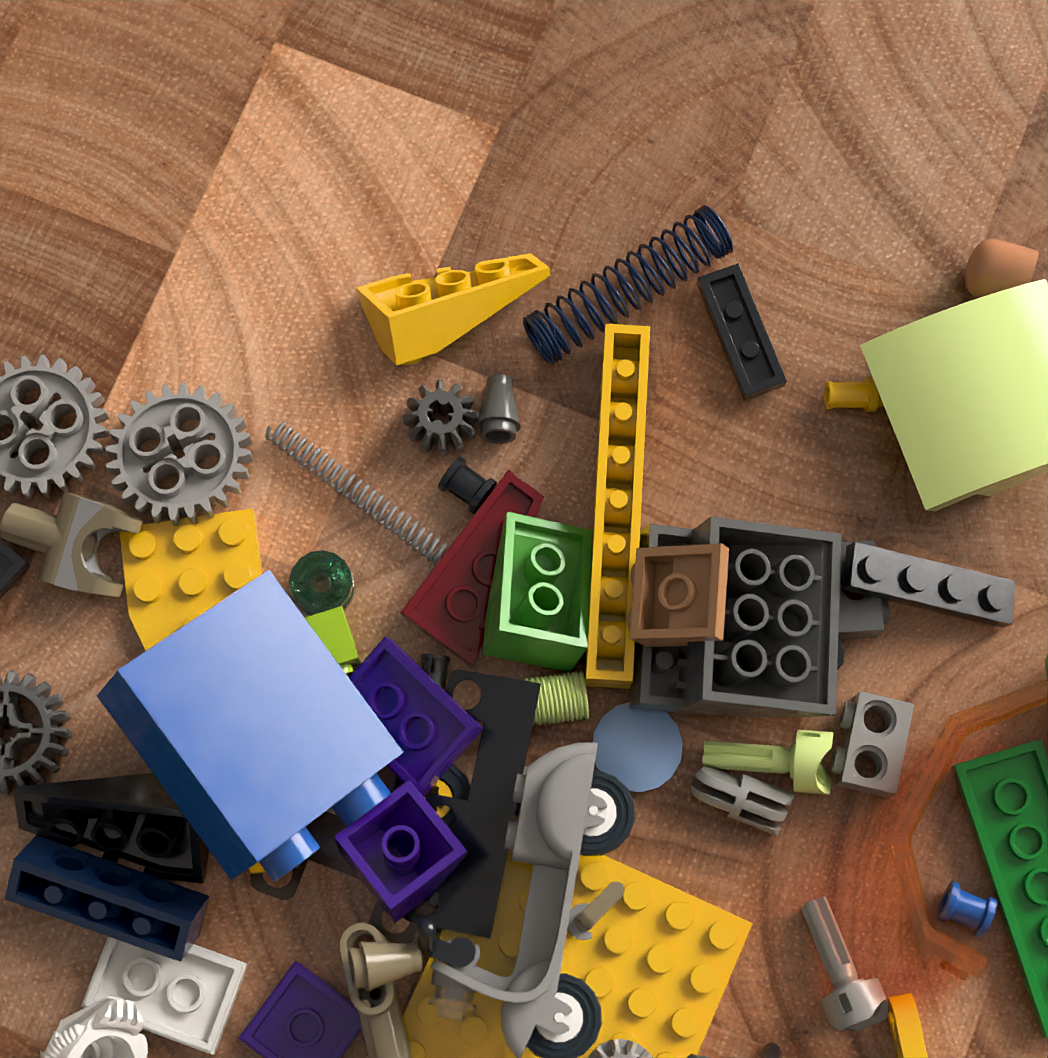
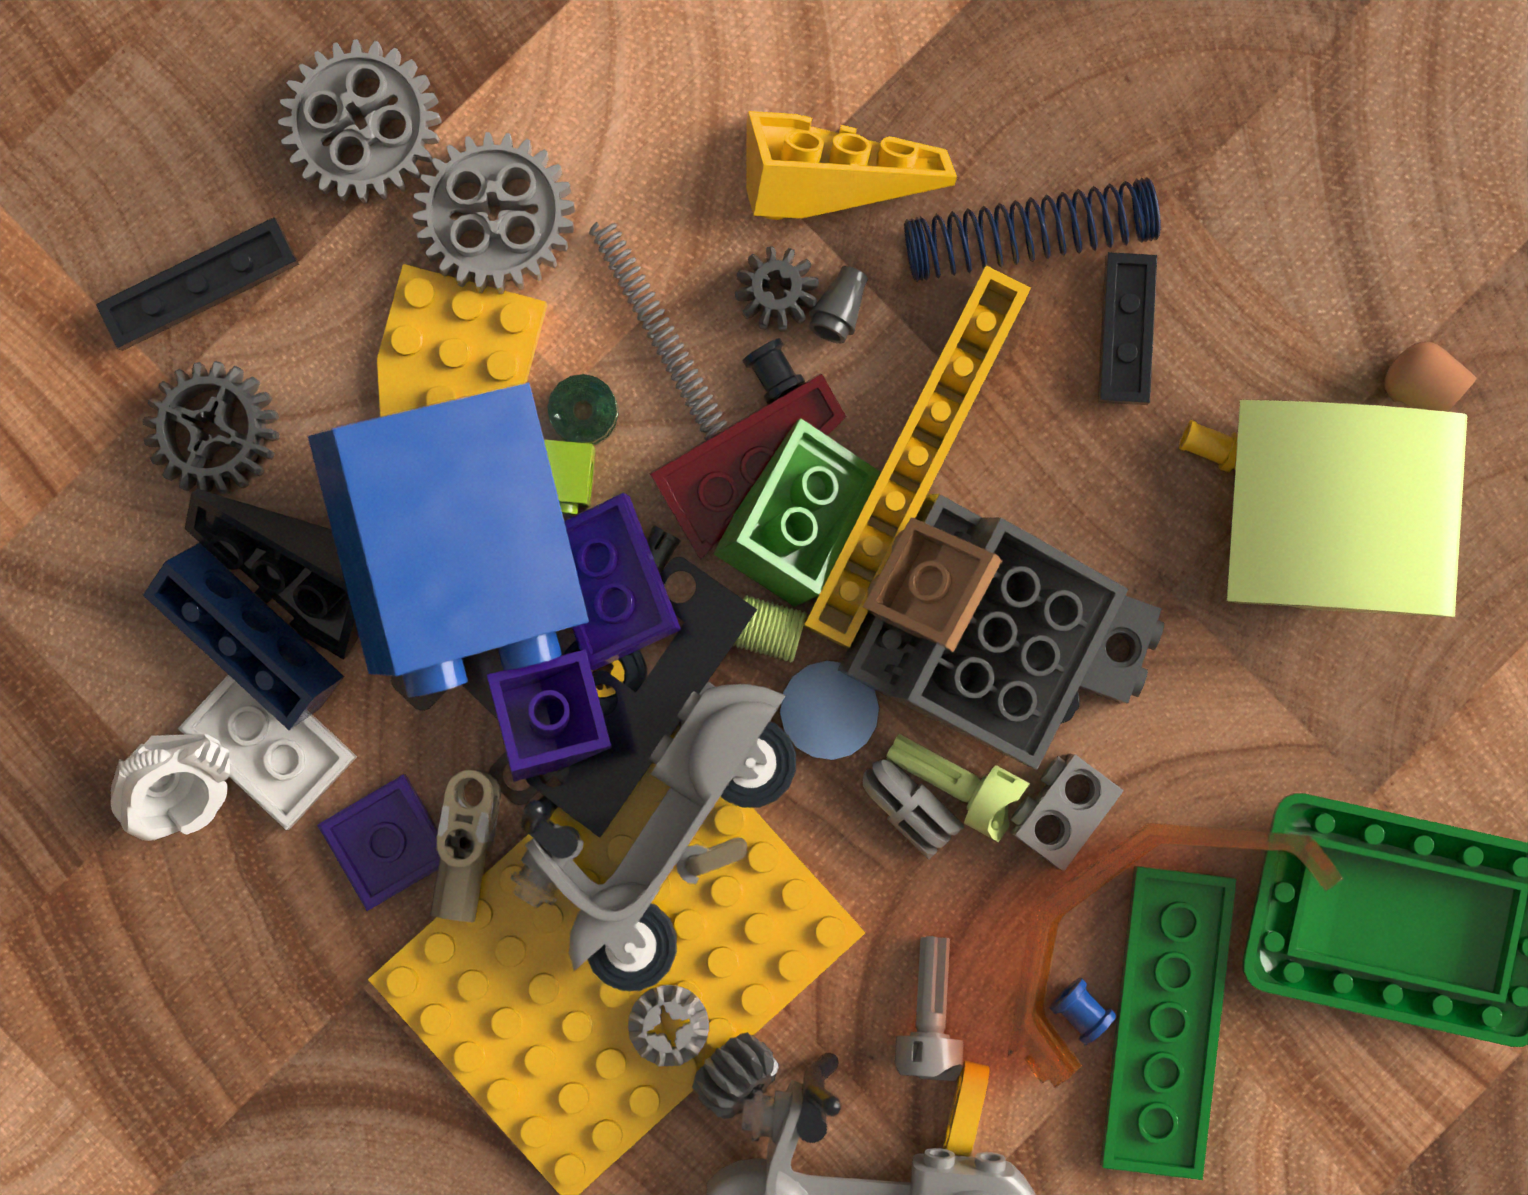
camera: 25 degrees right, 10 degrees up
(69, 540) = (348, 258): dark tan connector -> none
(382, 963) = (480, 822): dark tan cone -> none
(928, 585) = (1195, 676): plate -> none

